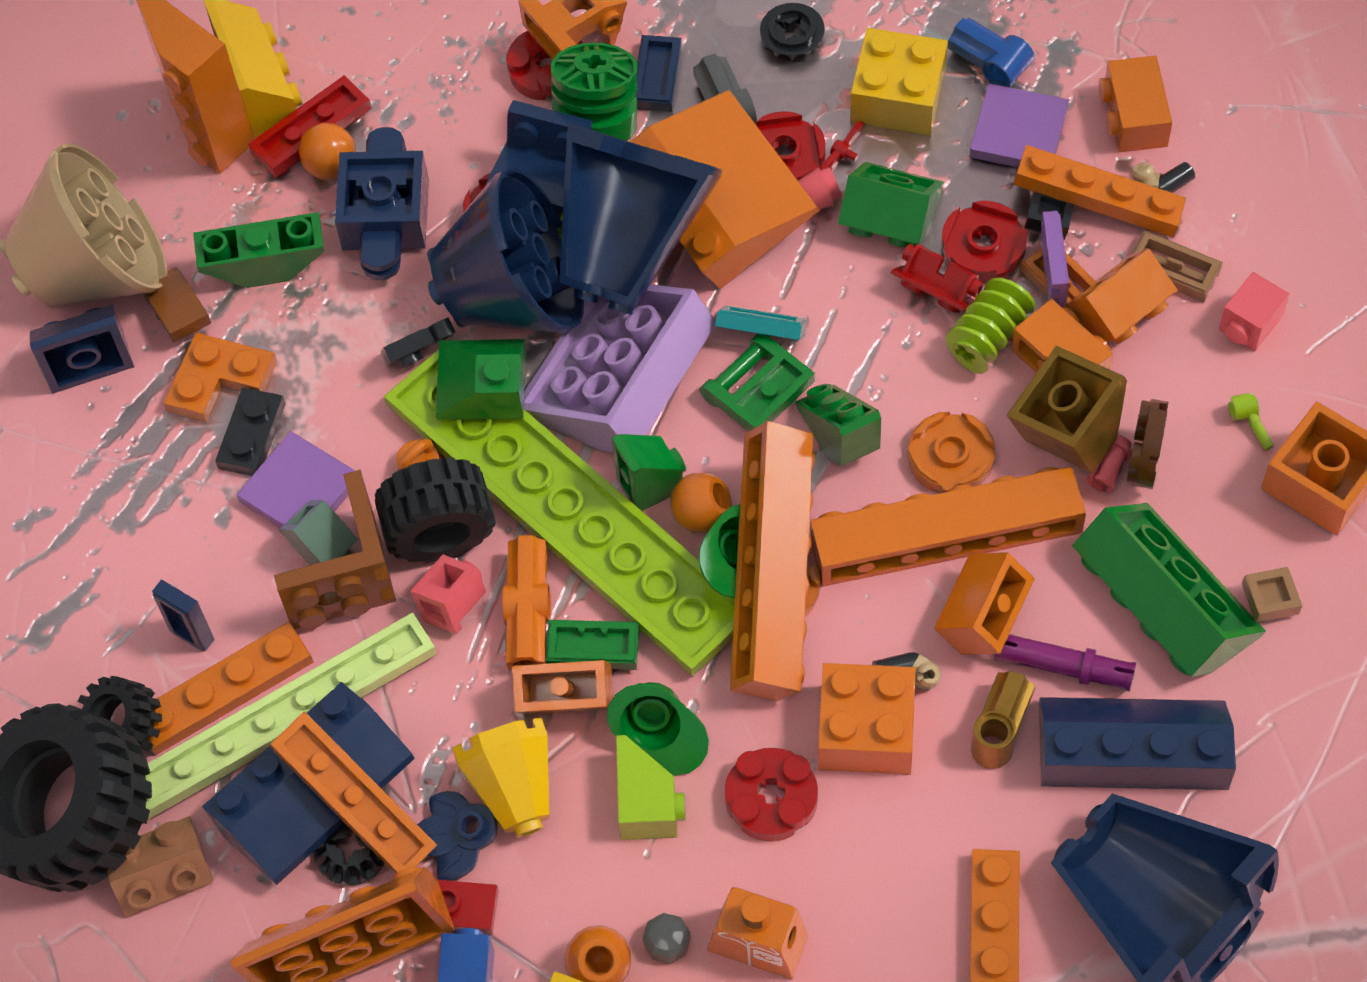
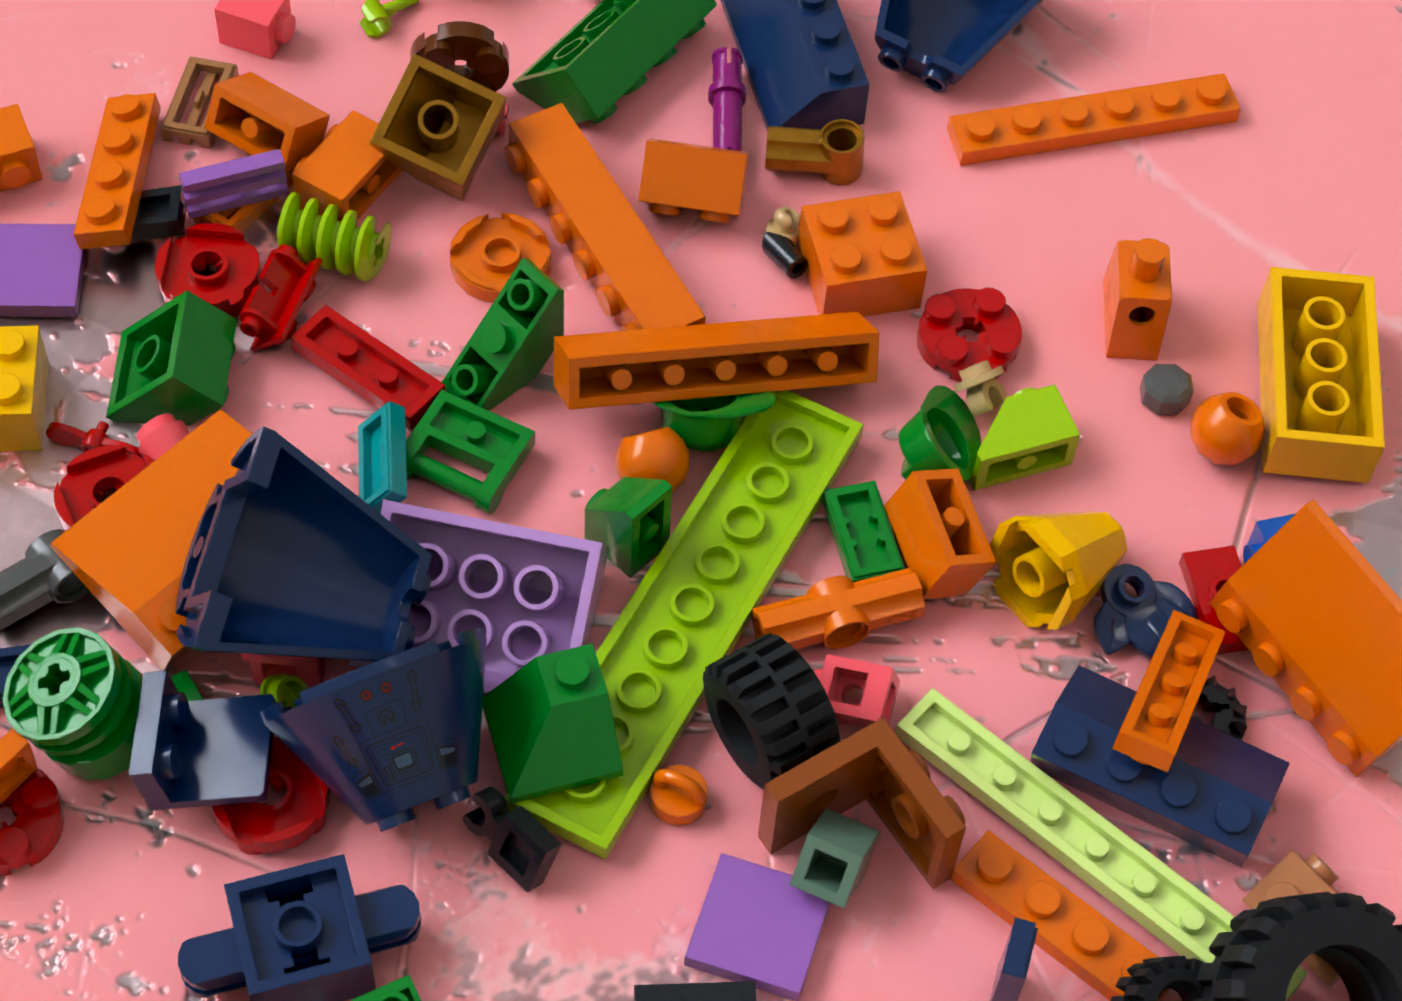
camera: 115 degrees left, 5 degrees down
(710, 771) = (982, 388): none -> tan plate
(858, 332) = (365, 364): none -> red plate
(1169, 181) = (84, 121): arm -> none

